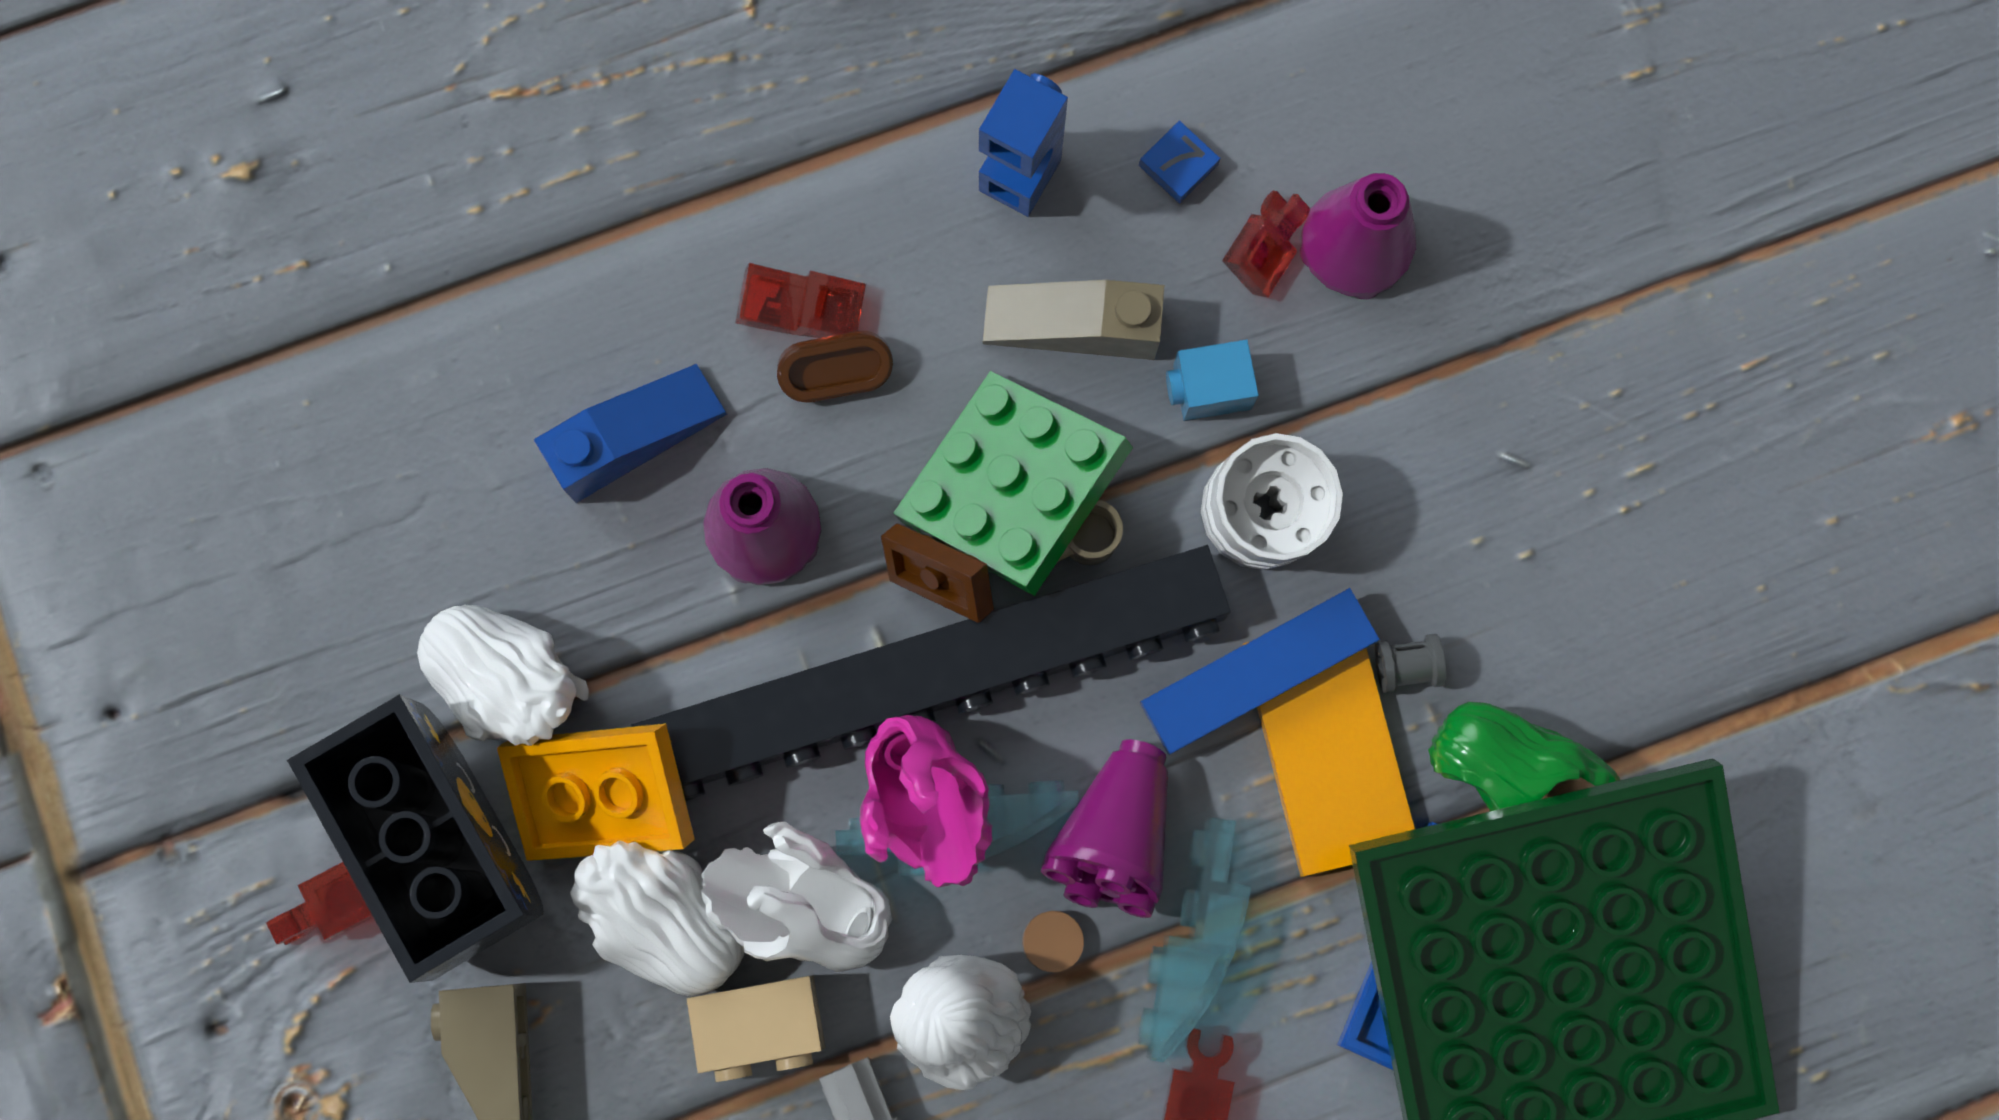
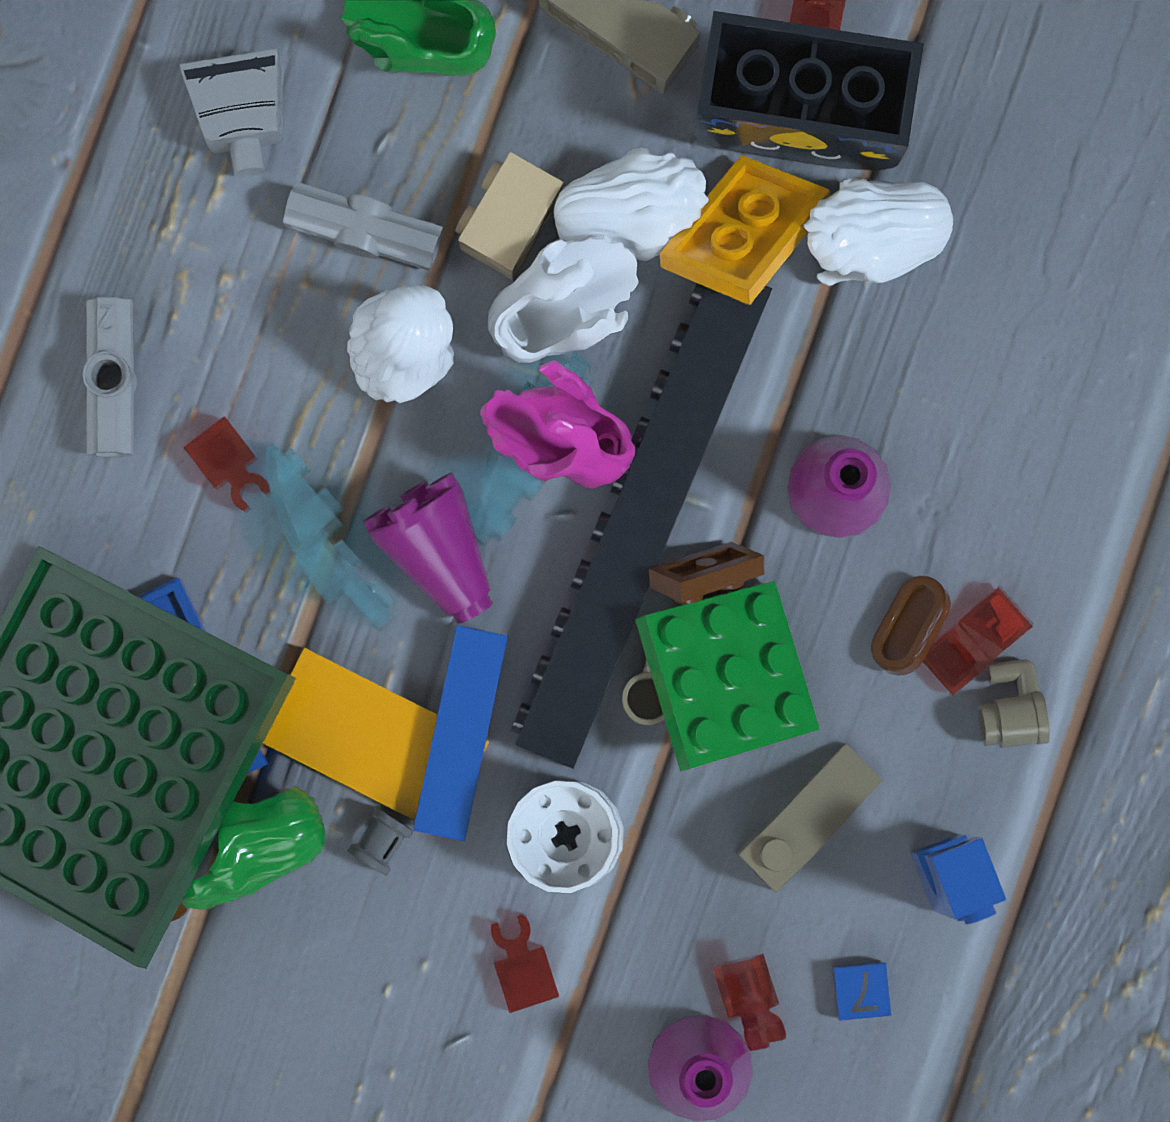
camera: 130 degrees right, 5 degrees up
(628, 431) = (979, 450): blue slope -> none
(841, 214) = (1016, 718): none -> dark tan piece
(1052, 941) = (402, 450): medium nougat tile -> none
(1213, 380) = (685, 874): dark azure brick -> none
(1409, 451) = (525, 973): none -> clear red plate

